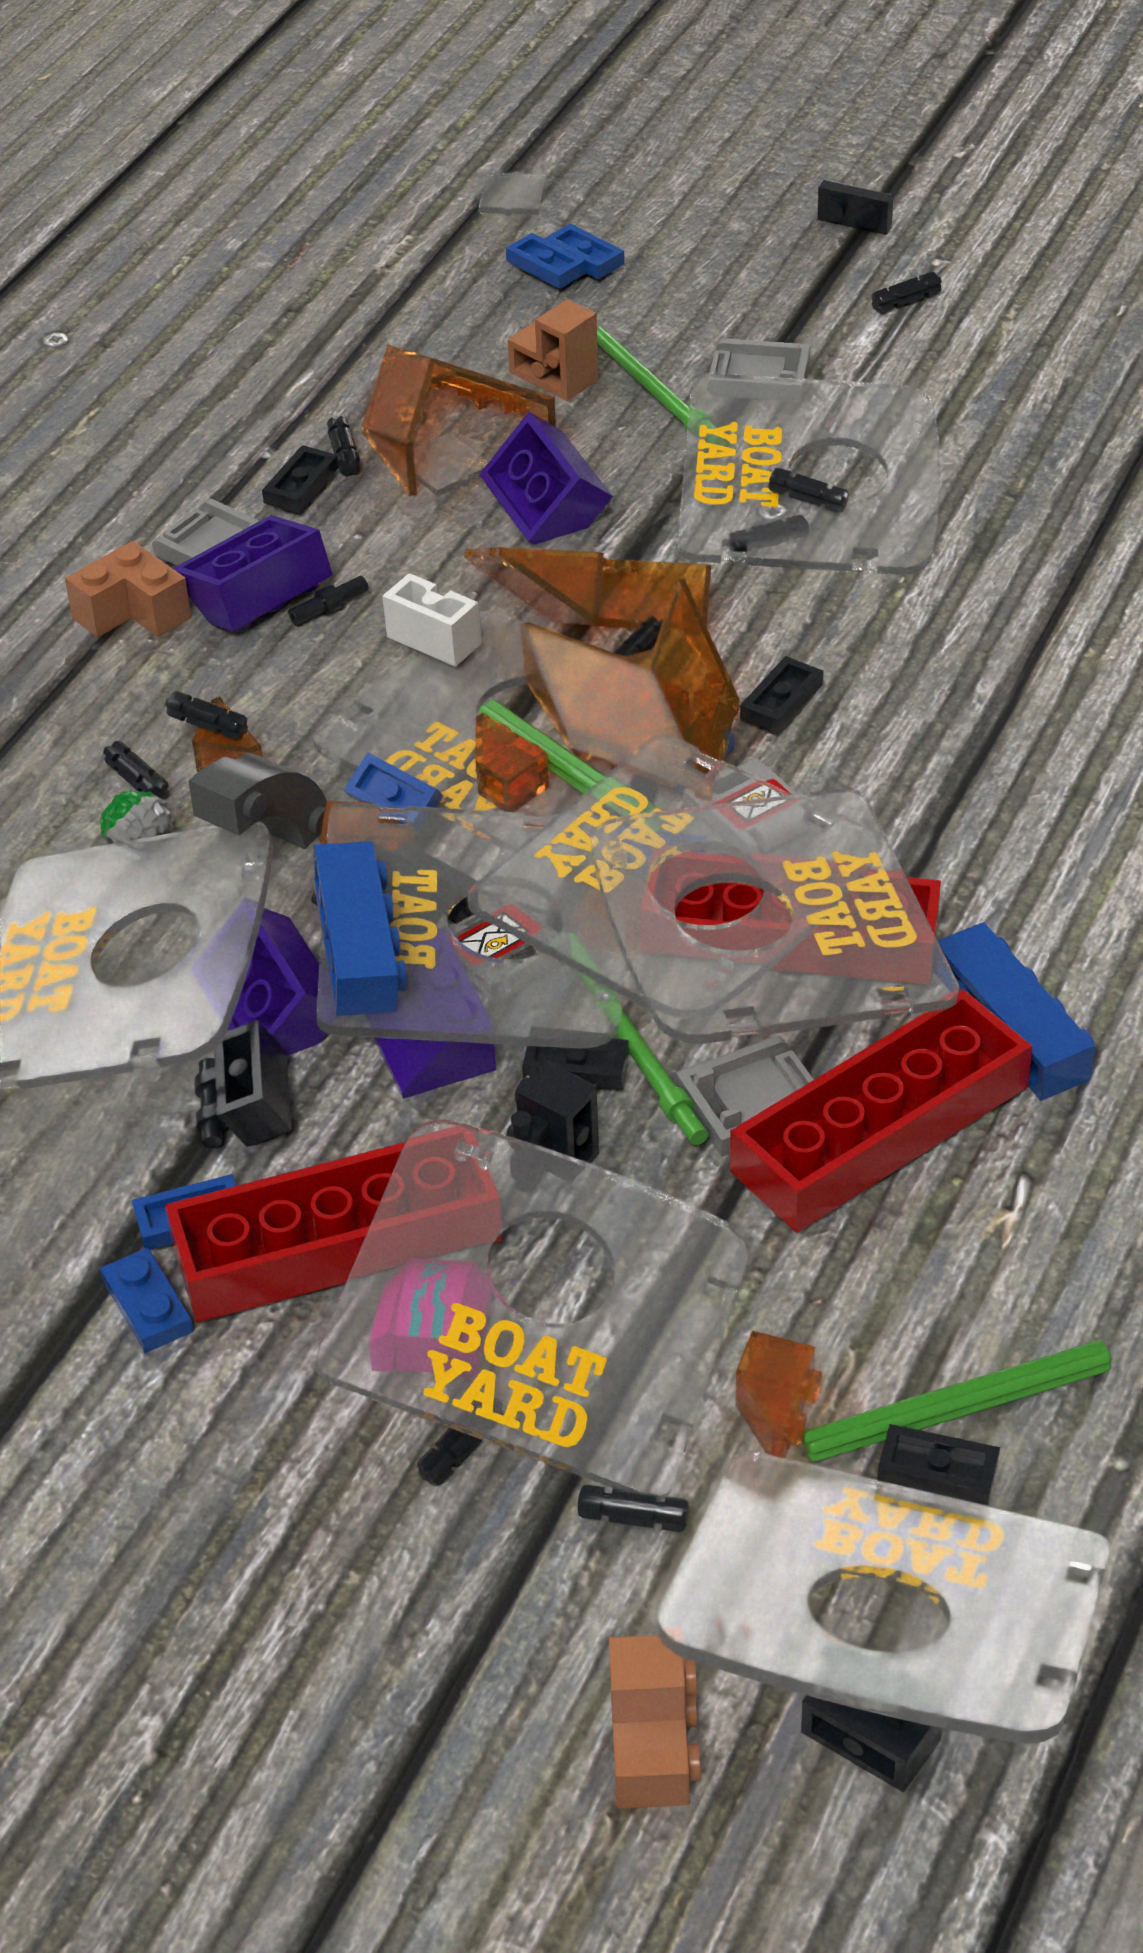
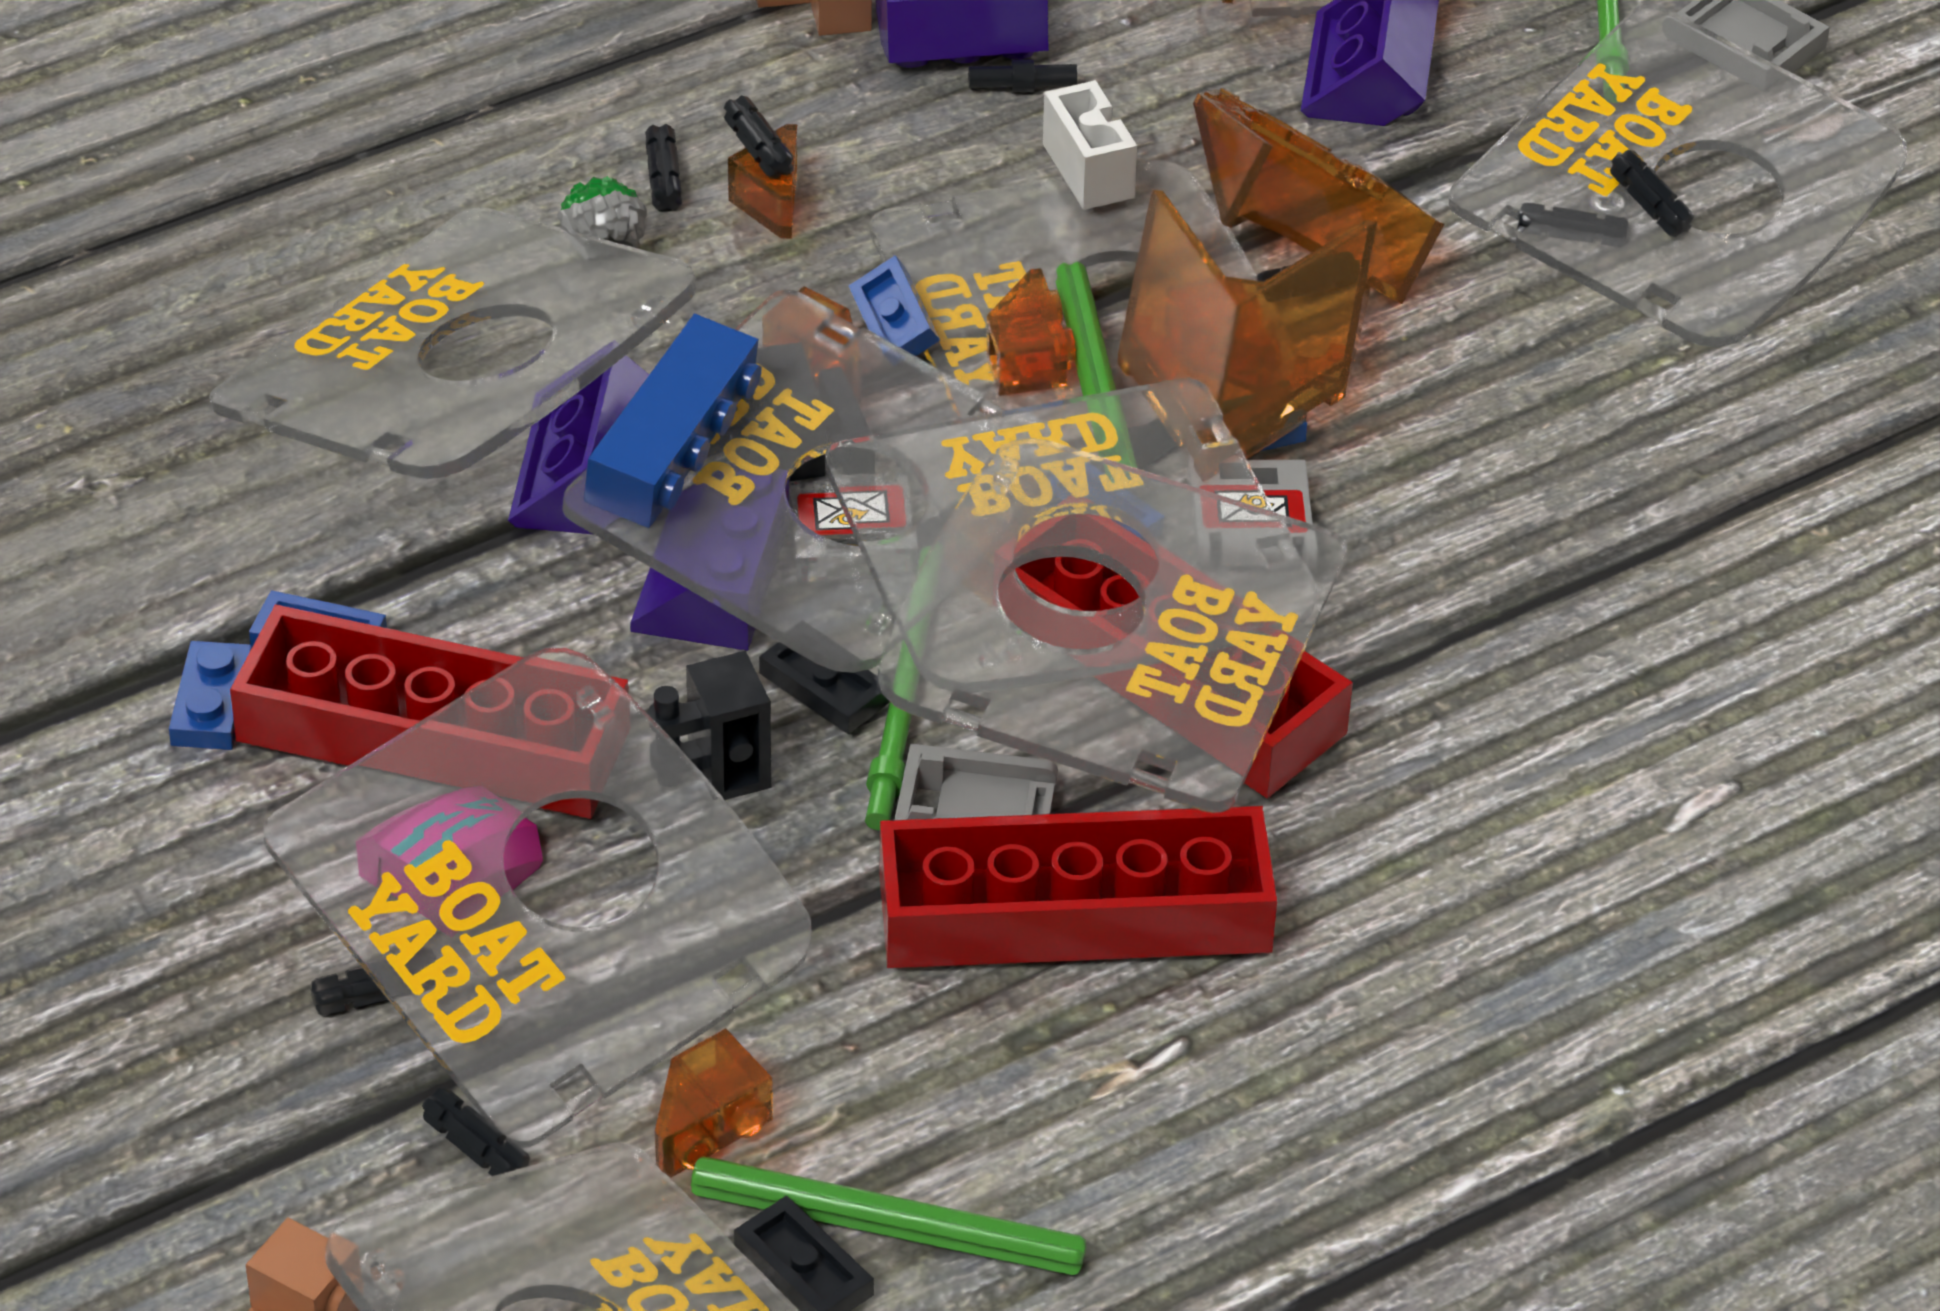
camera: 30 degrees right, 0 degrees up
(243, 1088) = (473, 536): black brick -> none
(256, 790) = (714, 232): dark grey brick -> none
(781, 694) = (1409, 407): black plate -> none
(1002, 984) = (1326, 865): blue brick -> none

